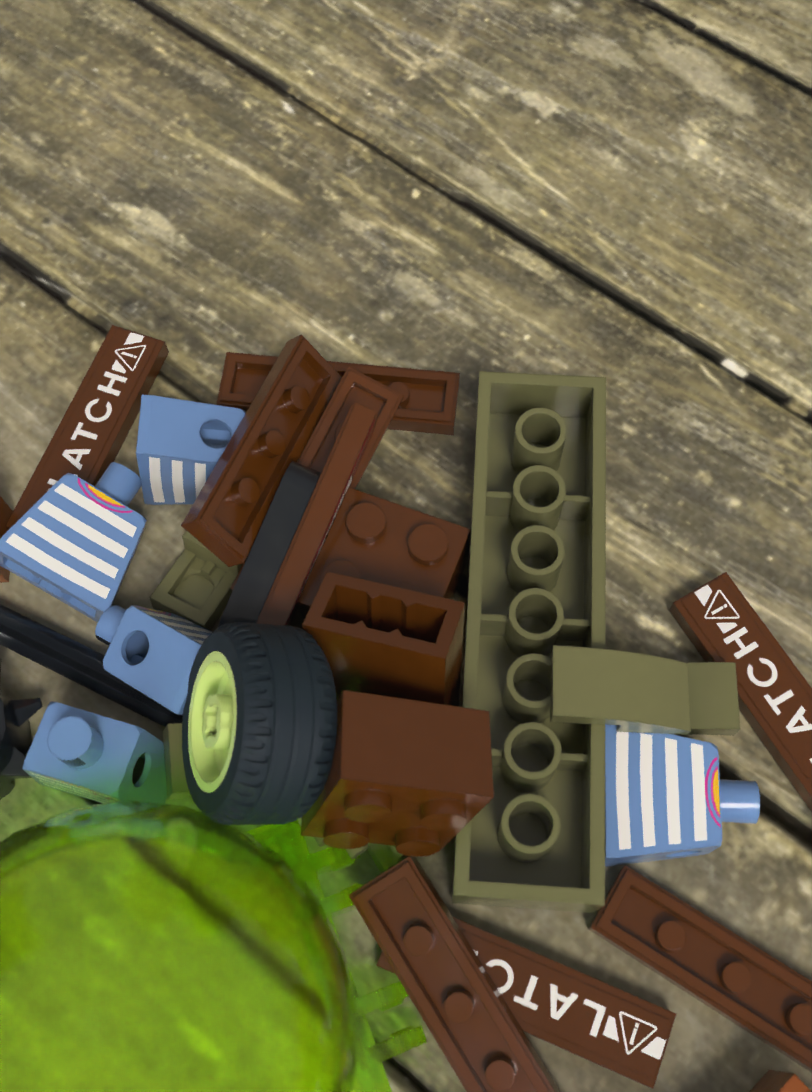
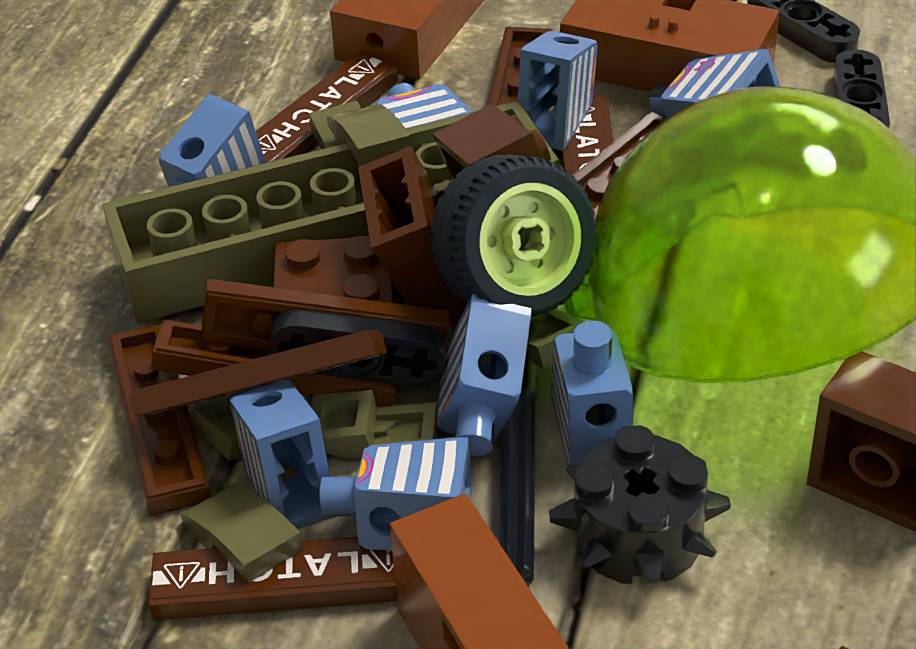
camera: 115 degrees left, 25 degrees down
(115, 405) = (244, 530): none -> olive slope
(645, 994) = (557, 73): none -> medium blue torso
(670, 522) = (211, 143): none -> medium blue torso

